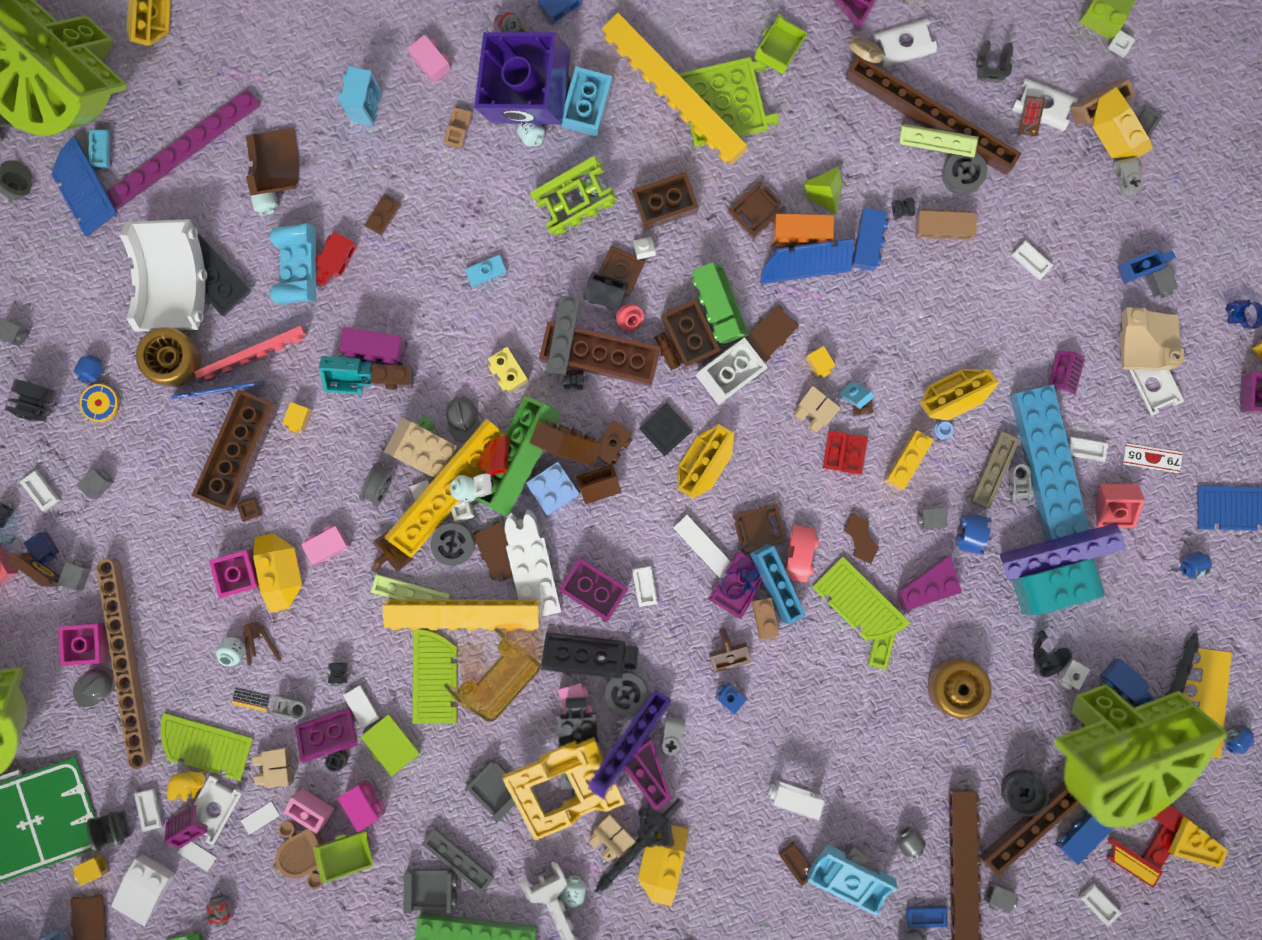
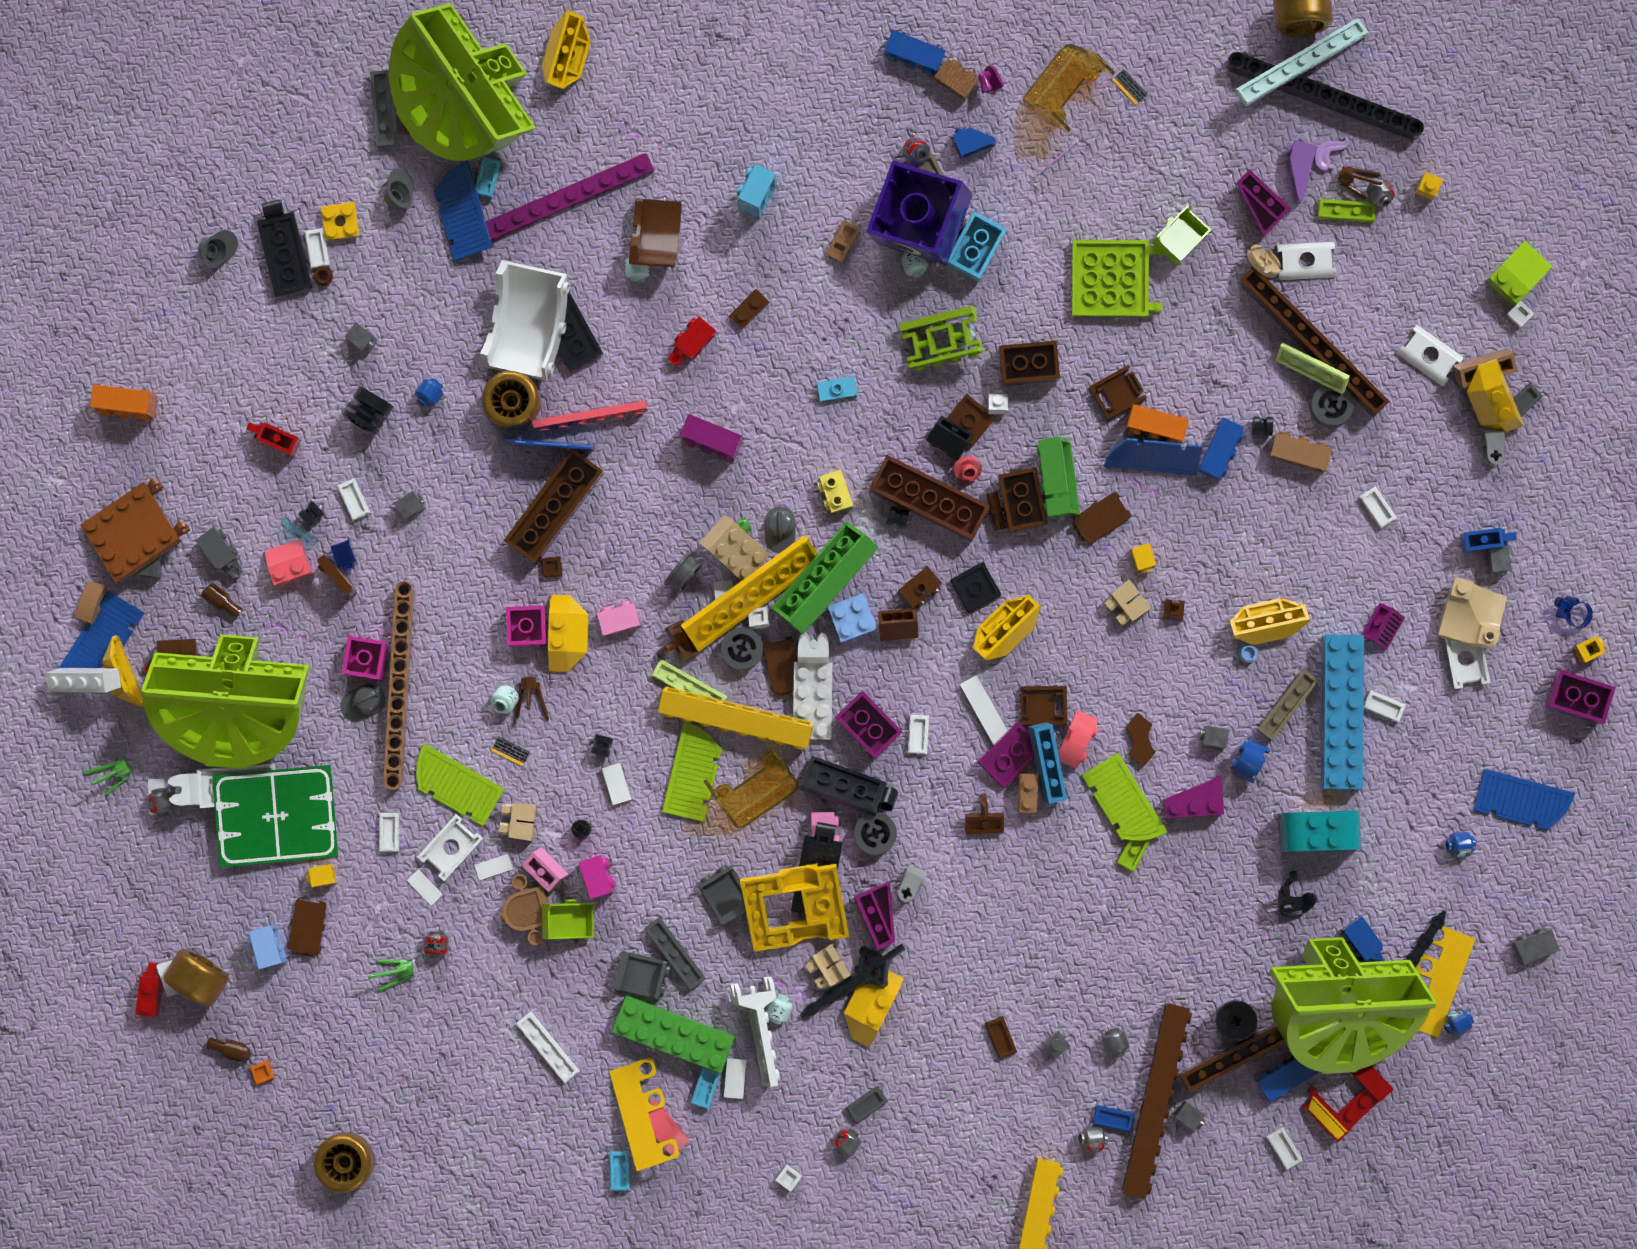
camera: 20 degrees right, 0 degrees up
(74, 575) = (370, 589): flat silver brick -> none
(99, 403) = (430, 427): tile -> none
(99, 831) = (340, 845): pearl dark grey piece -> none
(142, 889) = (366, 907): white slope -> none
(184, 783) = (432, 815): yellow hair -> none
(184, 828) = (421, 857): magenta panel -> none
(287, 707) = (544, 766): light grey piece -> none
(297, 264) = (654, 338): medium azure piece -> none
(297, 417) = (620, 489): yellow brick -> none
(326, 735) = (577, 802): magenta tile -> none
(344, 373) = (677, 457): teal piece -> none
(390, 745) = (636, 827): lime container -> none
(392, 376) = (721, 471): reddish brown brick -> none
(429, 58) = (832, 166): bright pink brick -> none
(463, 488) = (768, 597): light aqua head -> none
(482, 485) = (786, 598): white plate -> none
(495, 456) = (804, 573): red slope -> none
(563, 335) = (898, 472): dark grey plate -> none
(566, 442) = (876, 576): reddish brown brick -> none
(629, 744) = (868, 878): dark purple brick -> none
(674, 89) = (1065, 255): yellow brick -> none
(730, 697) = (975, 861): blue brick -> none
(731, 371) = (1053, 545): white slope -> none
(751, 576) = (1024, 748): clear blue piece -> none
(796, 799) = (1014, 973): white window -> none
(825, 190) = (1190, 389): lime slope -> none
(845, 452) = (1146, 652): red slope -> none
(851, 881) = (1048, 1062): medium azure piece -> none
(856, 394) = (1169, 598): medium azure plate -> none
(908, 460) = (1205, 674): yellow brick -> none
(944, 685) = (1183, 902): pearl gold wheel -> none
(994, 75) = (1375, 300): pearl dark grey piece -> none
(1020, 484) = (1308, 724): light grey piece -> none
(1031, 115) = (1412, 365): tile -> none
(1062, 551) = (1329, 797): dark purple brick -> none
(1073, 675) = (1312, 921): white brick -> none
(1119, 505) = (1399, 768): coral slope -> none
(1152, 458) = (1447, 731): white sticker -> none
(1197, 845) = (1390, 1112): yellow wing -> none

